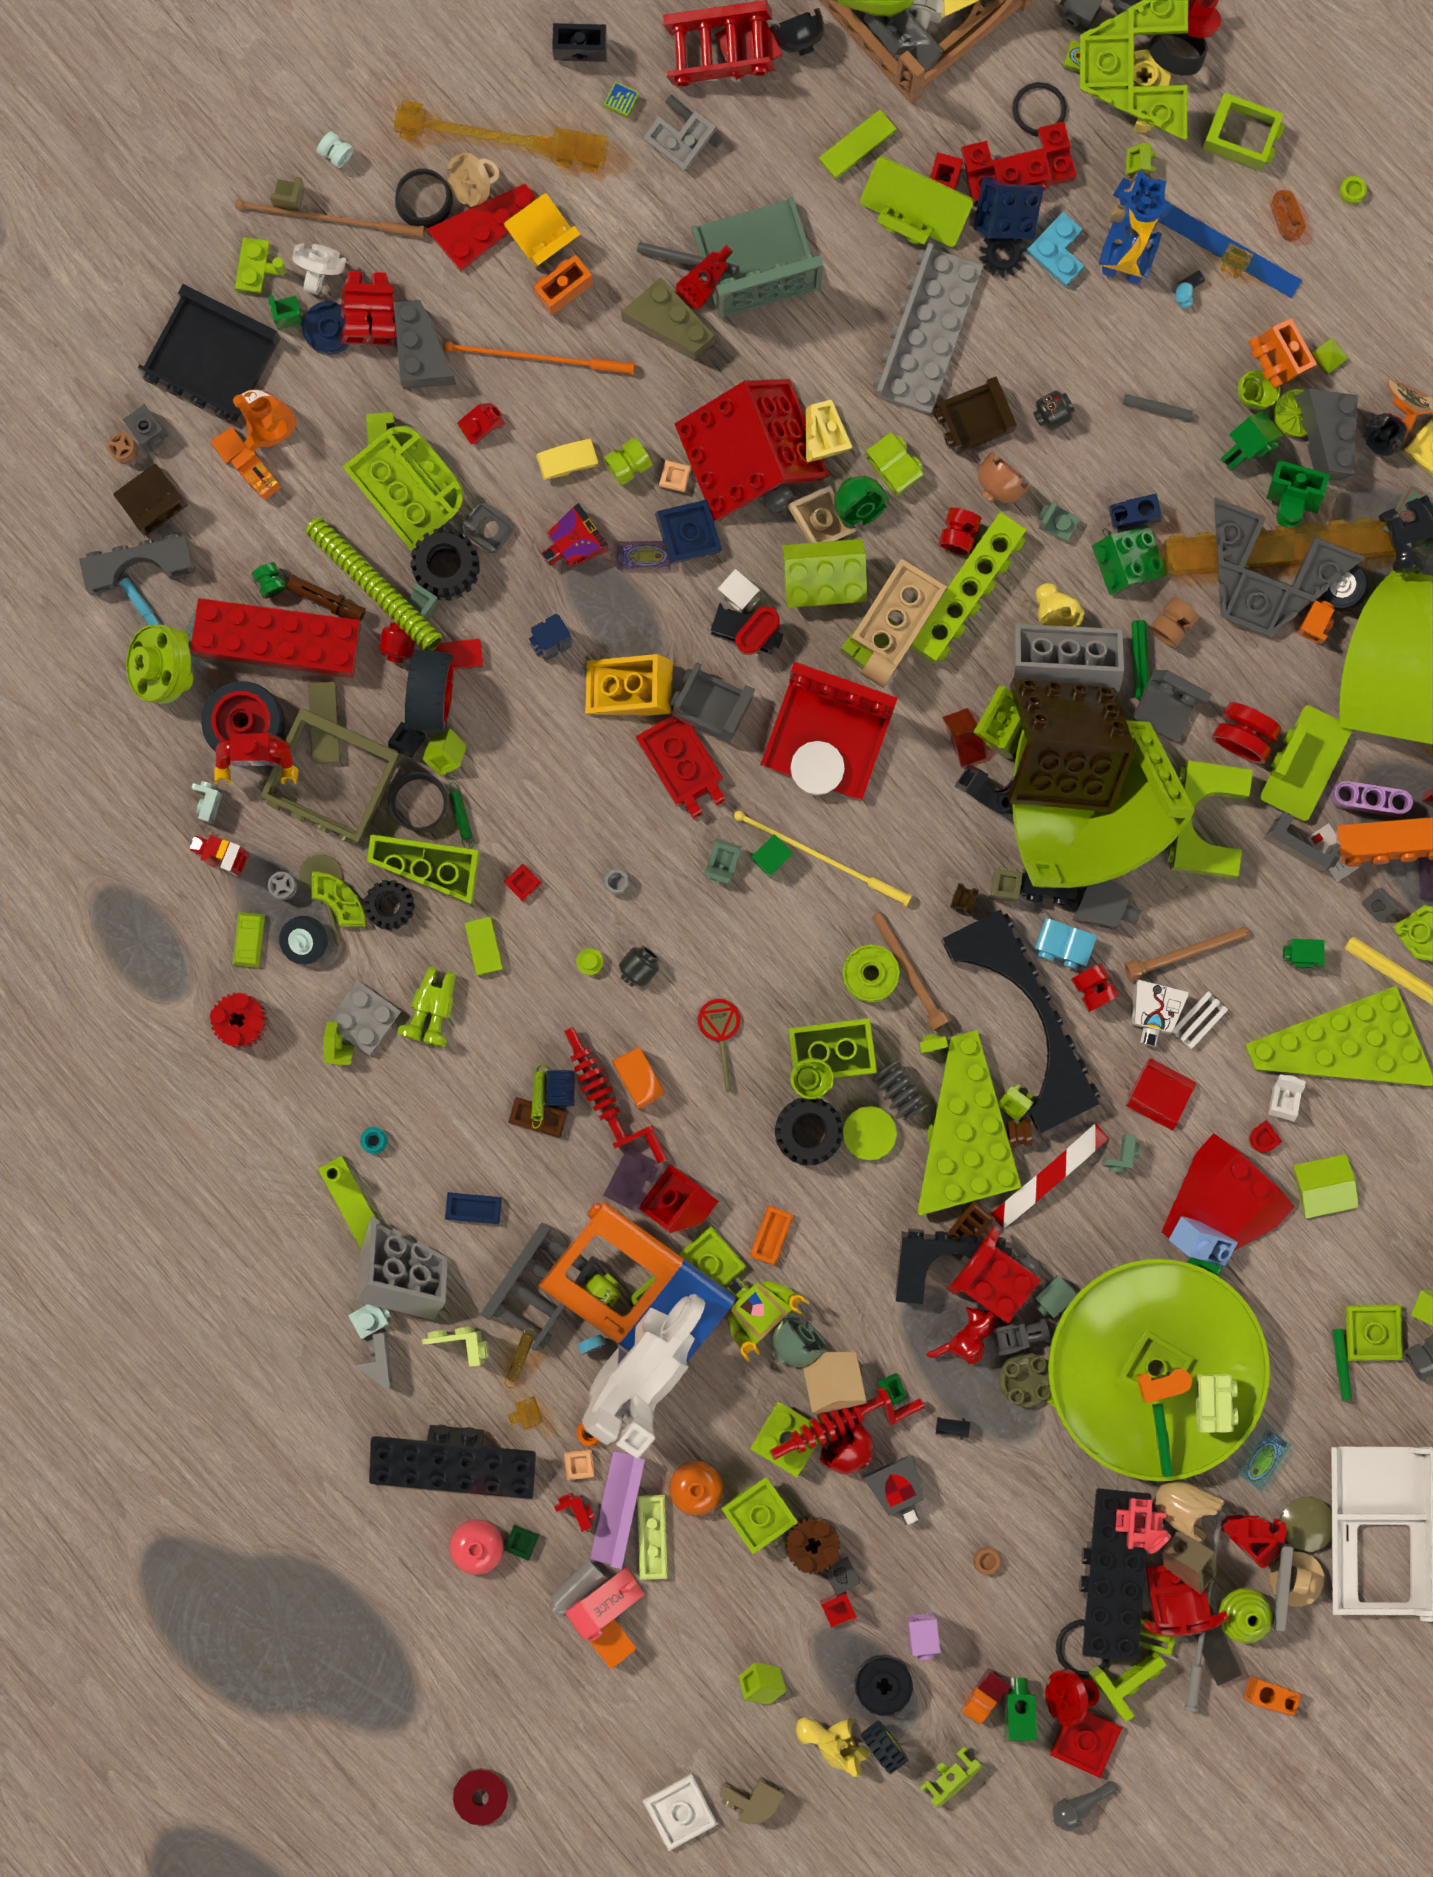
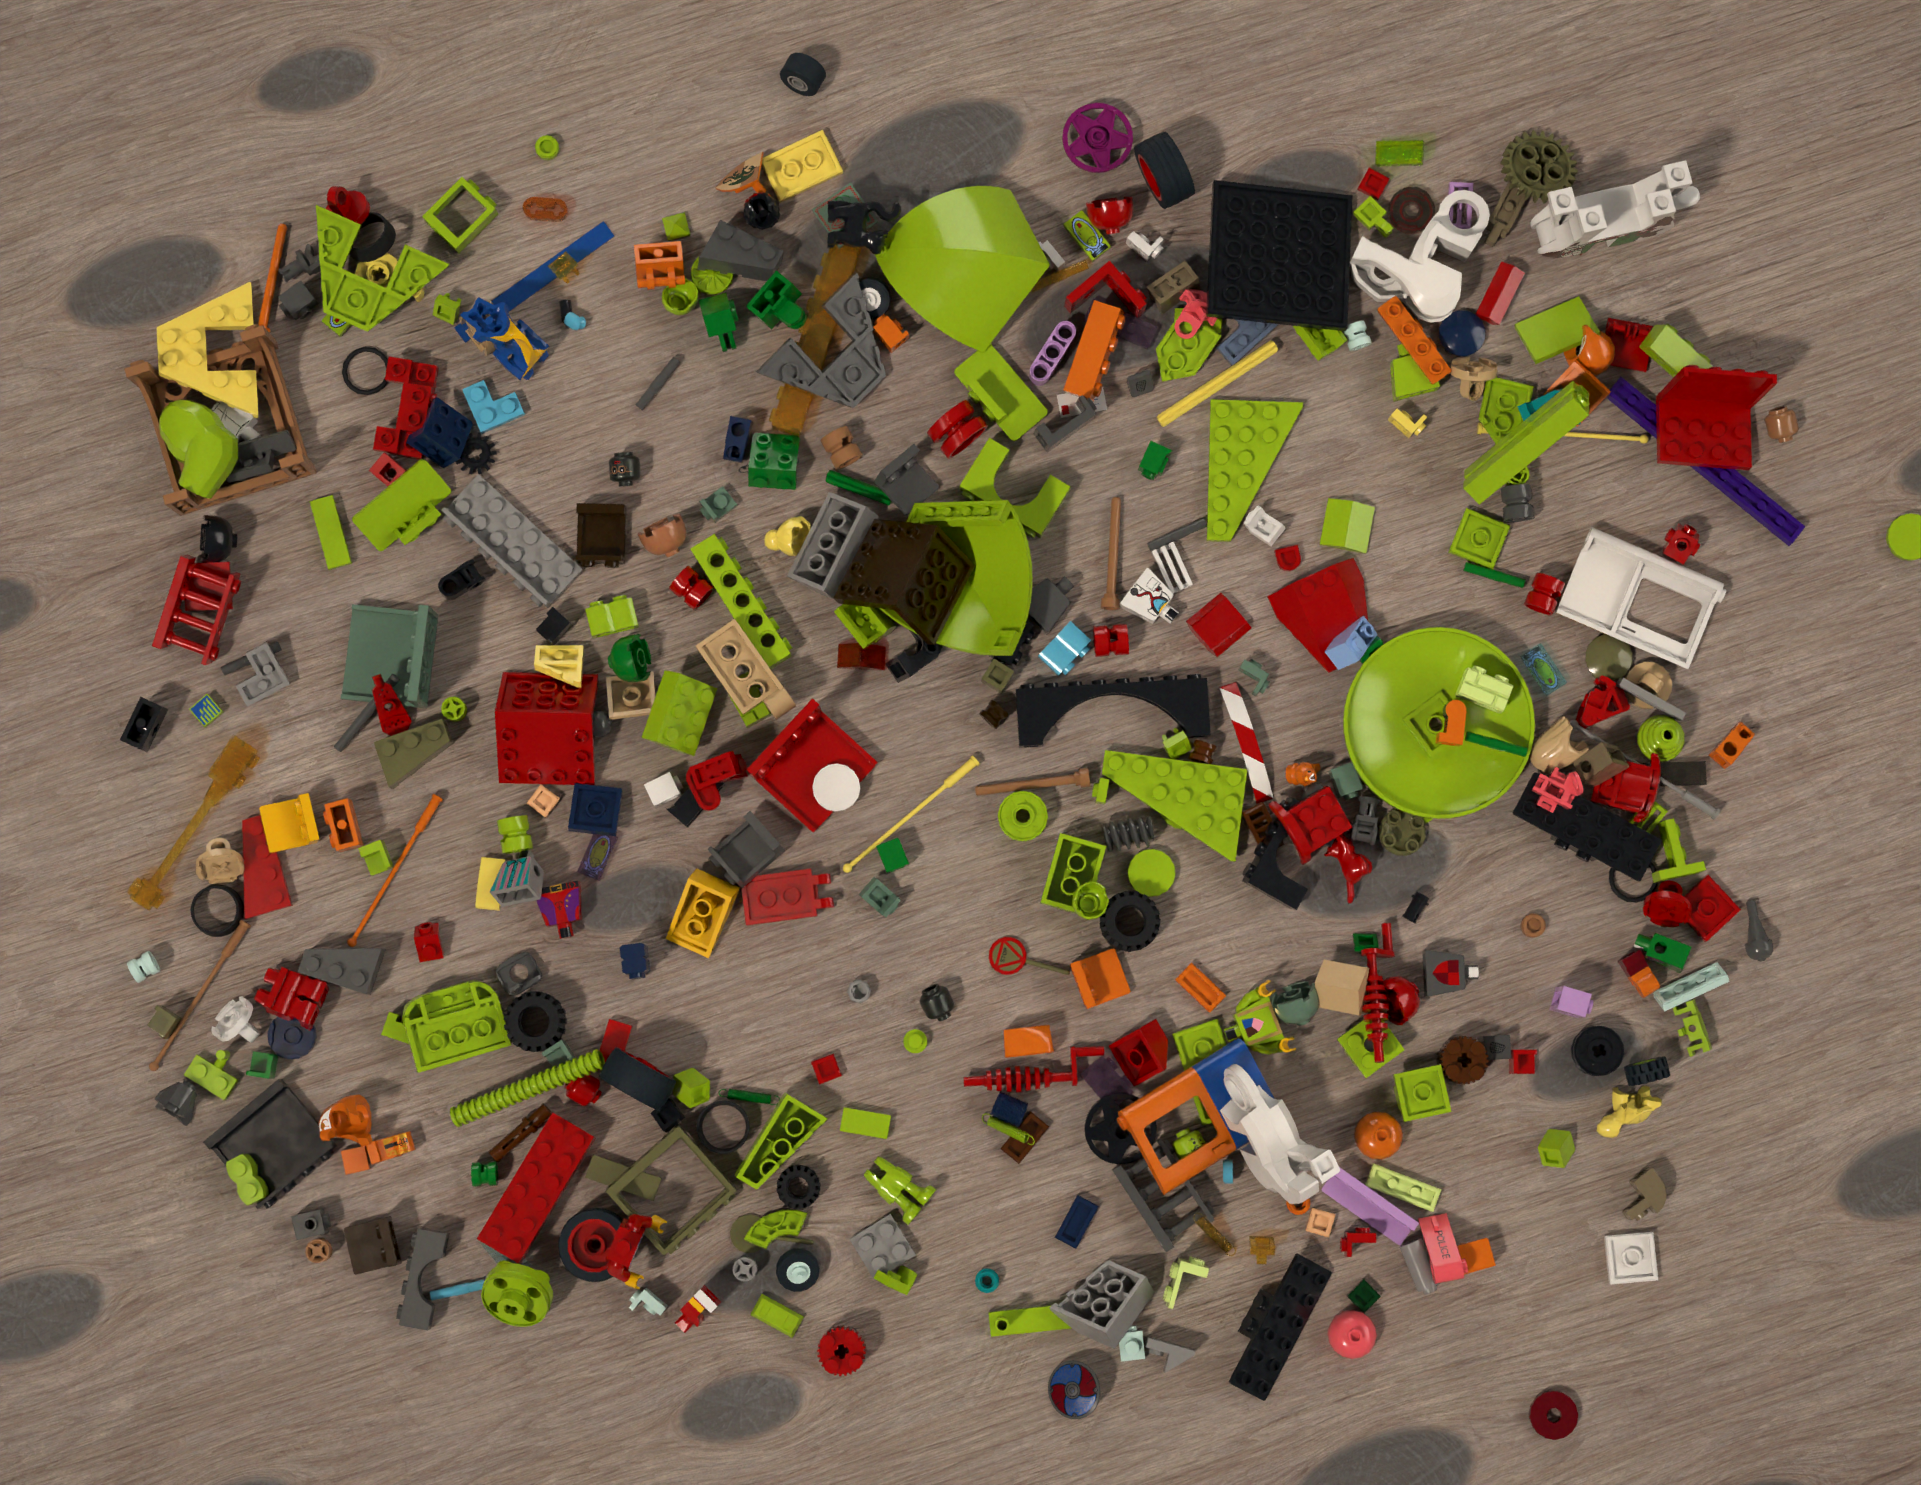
camera: 70 degrees left, 0 degrees up
(168, 339) = (244, 1173): none -> lime brick
(214, 242) = (178, 1101): none -> dark grey brick
(298, 1278) = (1074, 1389): none -> shield
(545, 333) = (376, 857): none -> lime panel
(580, 1202) = (1111, 1131): none -> black wheel
(581, 484) = (518, 881): none -> light grey torso
(730, 340) = (451, 706): none -> lime wheel
(736, 1125) = (1100, 978): none -> orange bracket
(783, 637) = (719, 769): none -> red bracket
(859, 410) = (553, 626): none -> black panel
(866, 295) = (462, 580): none -> black piece
(994, 1758) = (1690, 986): none -> light aqua tile
(1042, 1247) = (1302, 773): none -> orange animal
(1236, 1010) = (1177, 534): none -> dark grey piece
(1345, 1426) = (1544, 593): none -> red wheel

